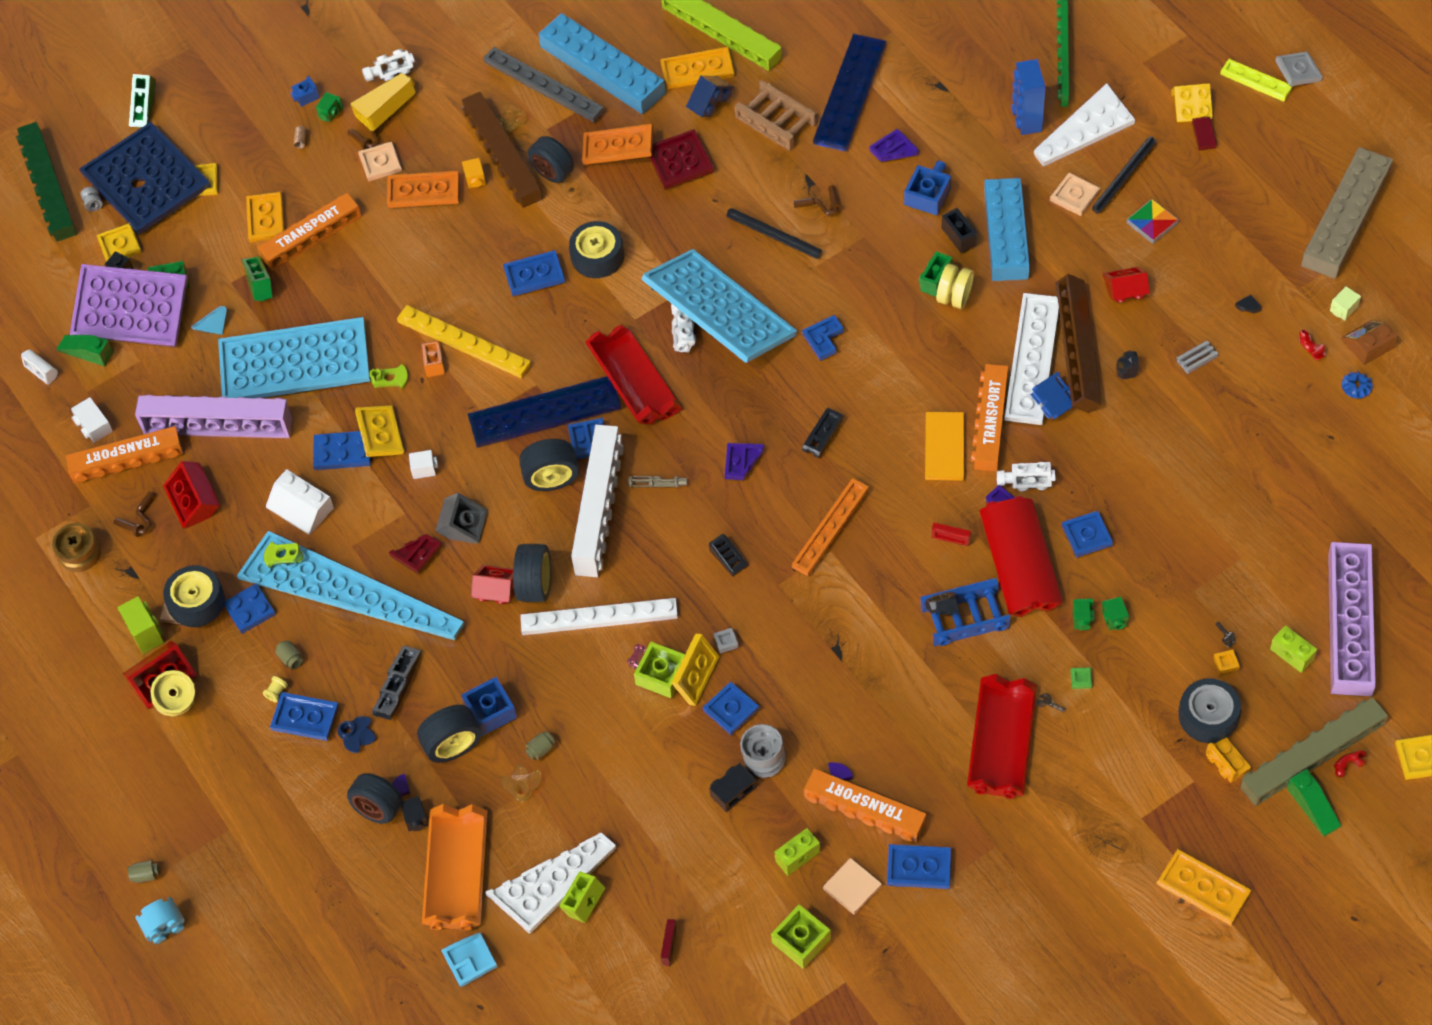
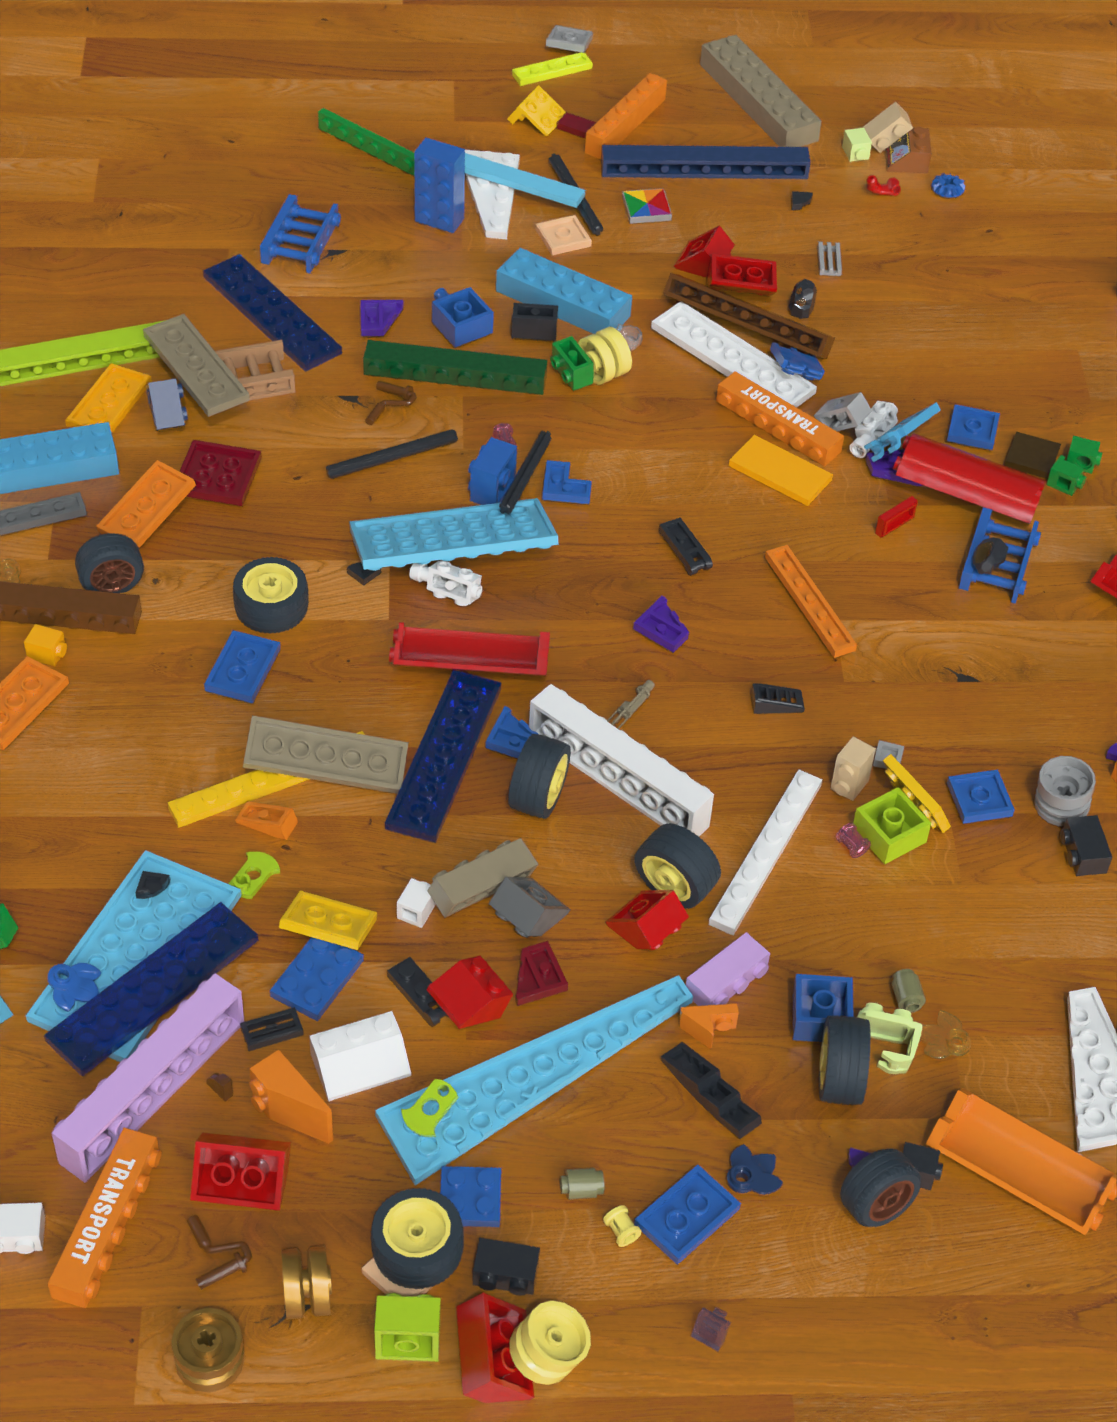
camera: 65 degrees left, 10 degrees down
(136, 563) = (306, 1282): none -> pearl gold wheel
(212, 649) = (506, 1266): none -> black brick
(237, 452) = (221, 1085): none -> reddish brown tile
(239, 767) = (711, 1328): none -> tile
(245, 483) = (289, 1098): none -> orange slope
(248, 347) = (77, 986): none -> blue plate
(273, 380) = (150, 988): none -> clear blue plate
(302, 460) = (272, 1033): none -> black tile
(339, 335) = (151, 884): none -> black tile
(366, 504) = (413, 985): none -> black plate
(372, 526) = (471, 992): none -> red slope
(440, 653) = (702, 1020): none -> orange slope
(452, 481) = (480, 877): none -> dark tan brick
(484, 645) = (728, 972): none -> lavender brick
(490, 353) = (325, 754): none -> dark tan plate
(501, 753) = (893, 1028): none -> yellowish green piece
(687, 622) = (852, 768): none -> tan brick
(748, 87) = (196, 365): none -> dark tan plate
(790, 293) = (492, 472): none -> blue brick
(811, 309) = (525, 472): none -> black axle
(836, 281) = (506, 433): none -> clear pink bush
(880, 217) = (455, 367): none -> dark green brick
(928, 44) = (285, 222): none -> blue fence
(992, 287) = (632, 335): none -> clear hair
(1020, 449) = (844, 412): none -> light grey brick
(1027, 490) = (900, 430): none -> dark azure tile
(1092, 582) = (1032, 455): none -> dark brown tile
(1096, 125) = (523, 181): none -> medium azure tile
(1111, 316) = (742, 274): none -> red slope
(1232, 227) = (705, 162): none -> dark blue brick
(1237, 152) = (626, 114): none -> orange brick
(1375, 310) = (888, 127): none -> tan brick

